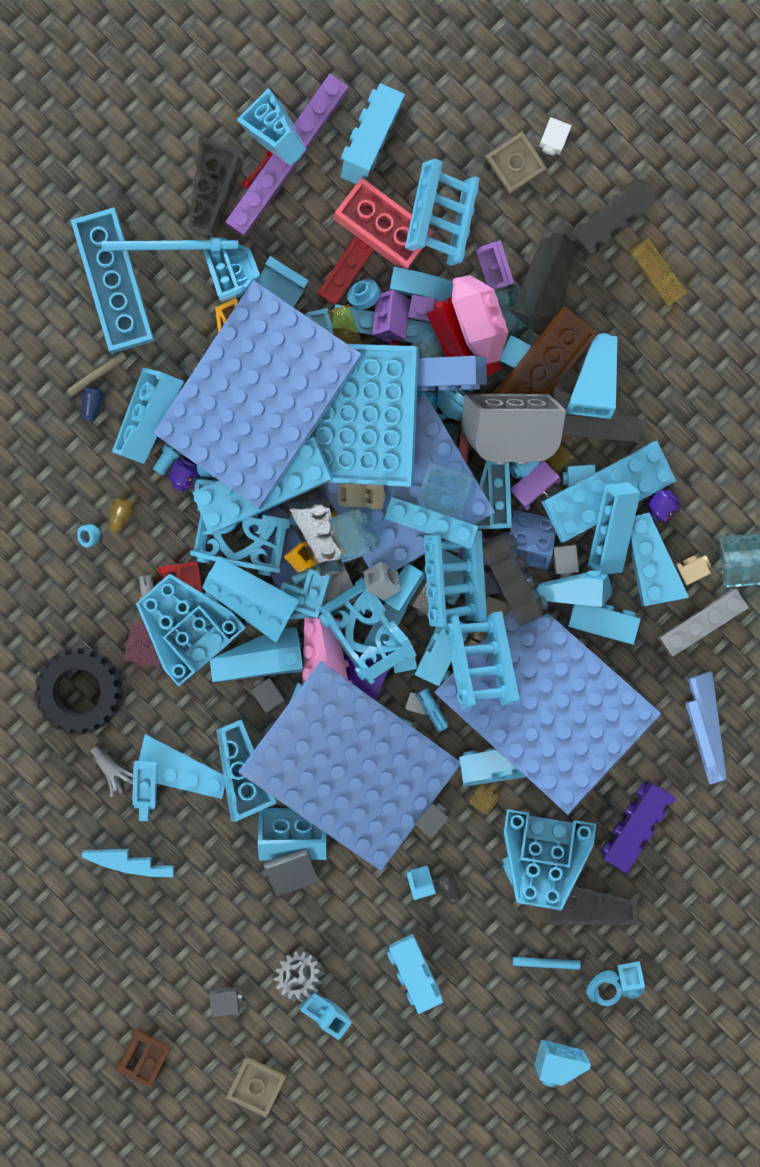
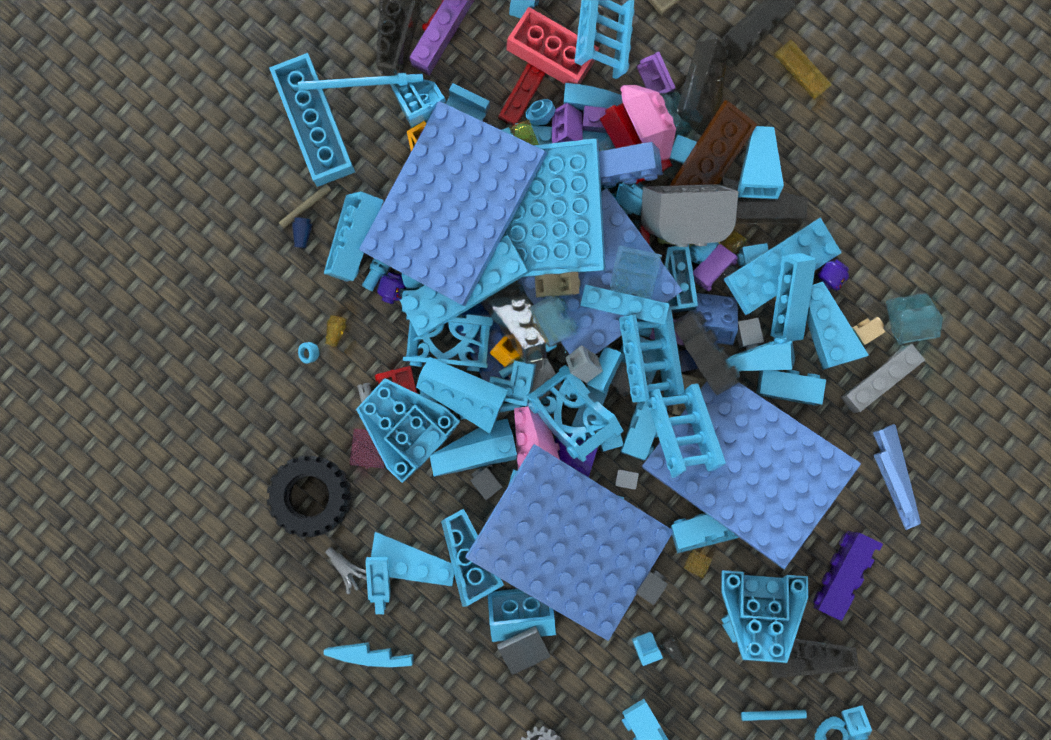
camera: 10 degrees left, 5 degrees down
(432, 709) = (640, 483): medium azure axle -> none

